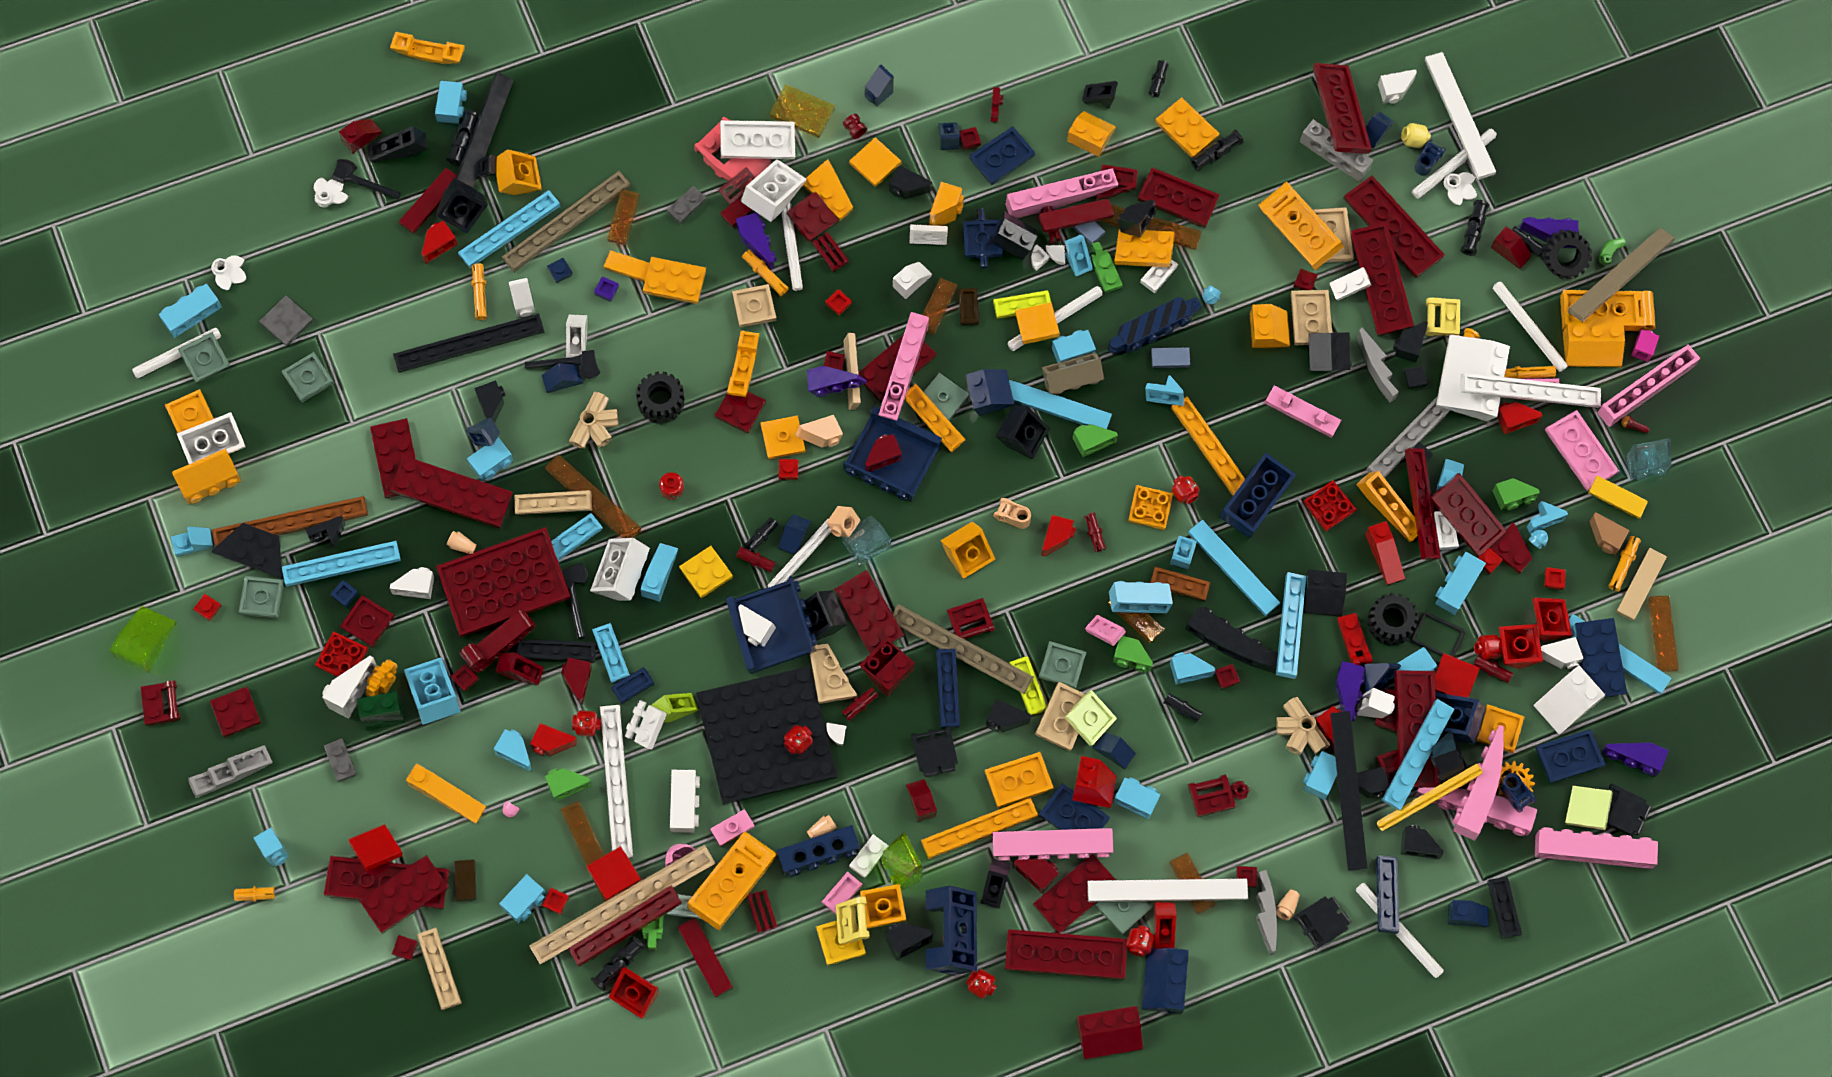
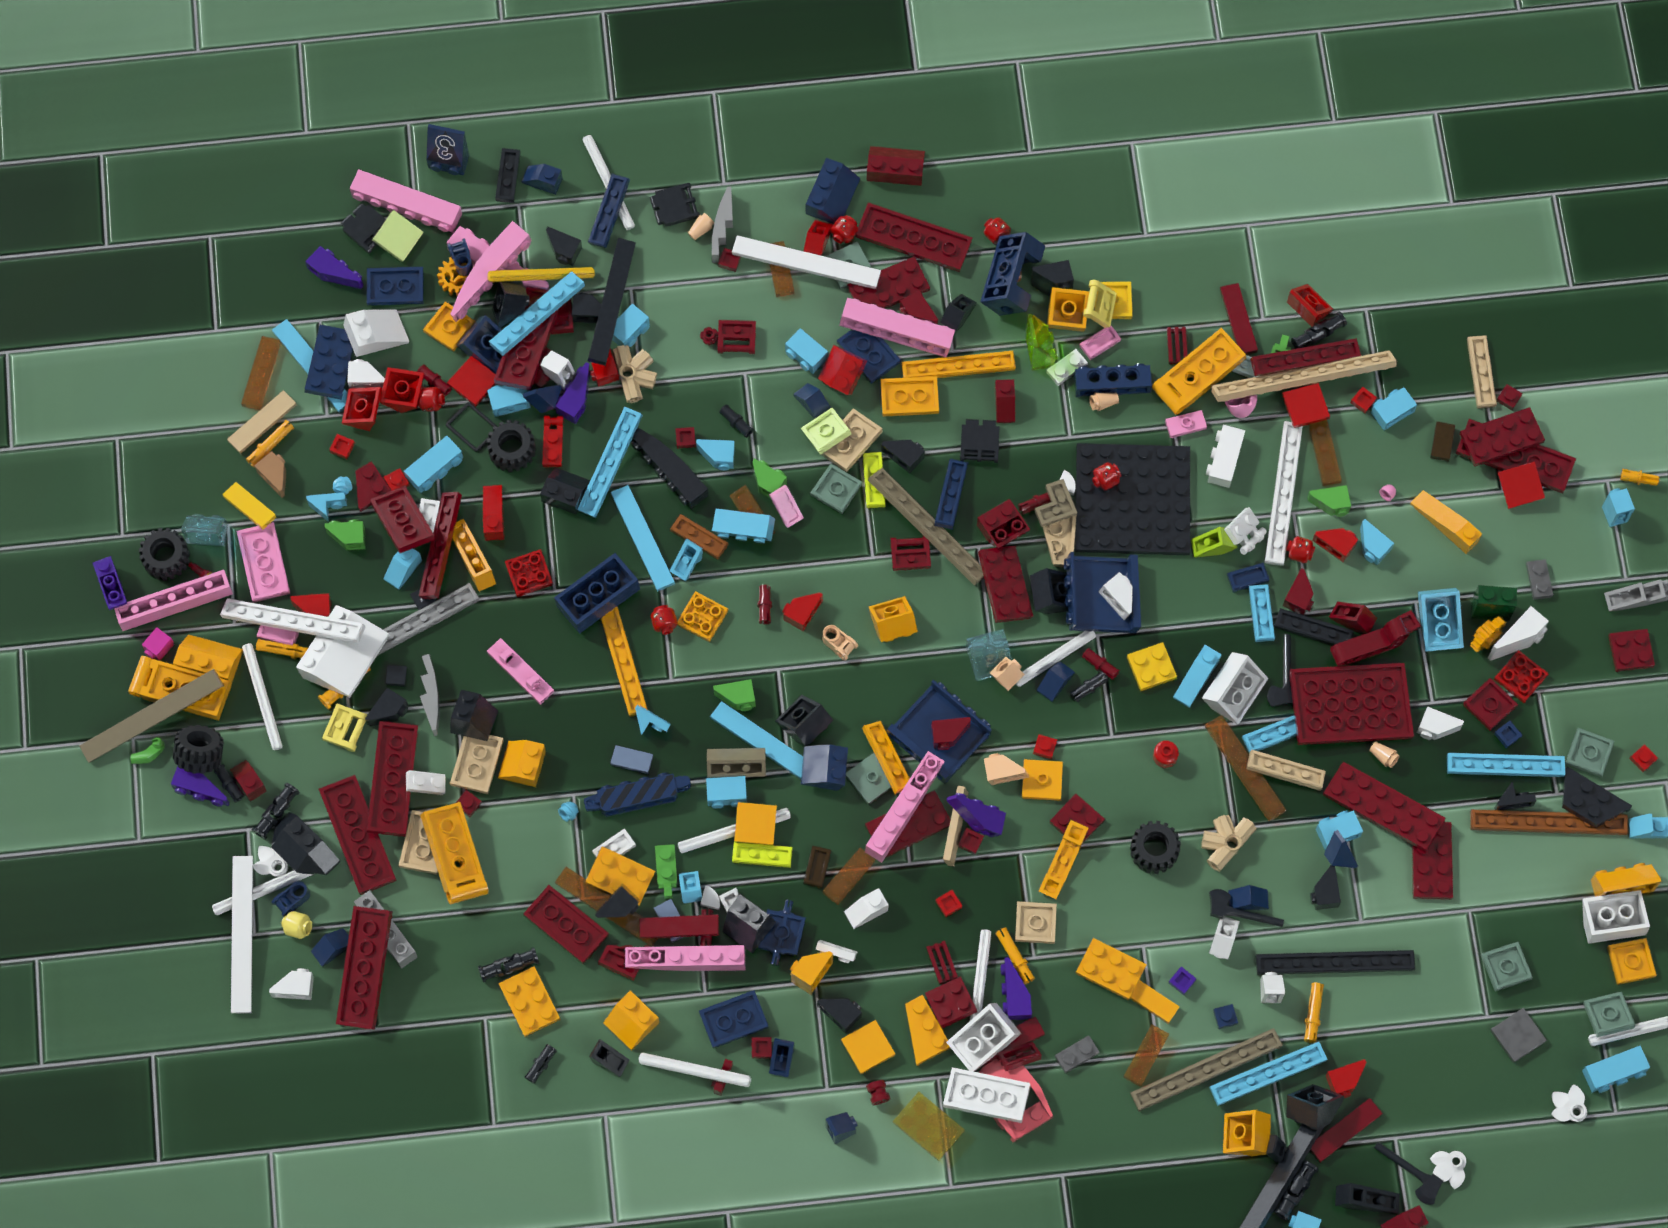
camera: 160 degrees left, 0 degrees up
(835, 698) = (1060, 506): none -> dark tan plate
(1021, 99) = (695, 1070): none -> white axle
(1439, 200) = (302, 847): none -> black wedge
(1575, 908) = (446, 150): none -> dark blue slope
(1682, 415) = (171, 566): none -> black tyre
(1712, 383) = (110, 583): none -> dark purple slope

